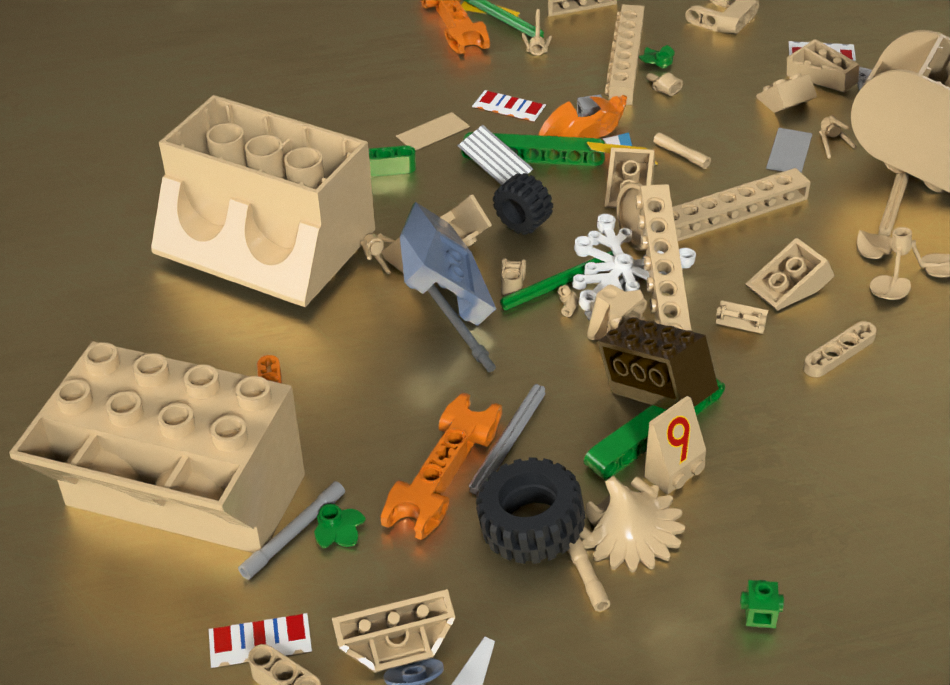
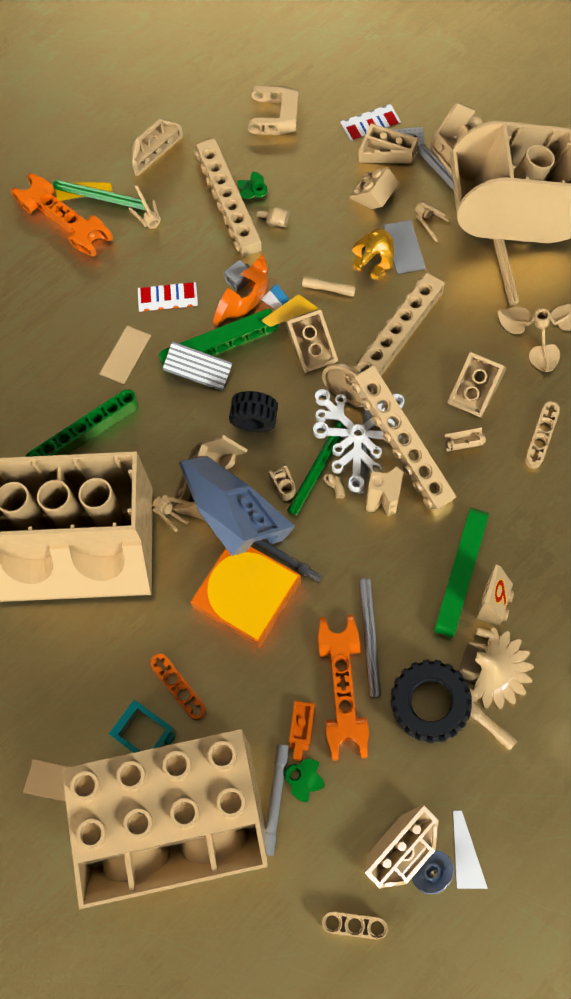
camera: 25 degrees left, 25 degrees up
(233, 643) = (311, 899): sticker -> none
(369, 480) = (301, 728): none -> orange hinge
(403, 343) = (246, 593): none -> yellow tile
(657, 363) = (448, 531): dark brown brick -> none
(761, 128) = (375, 242): none -> pearl gold piece

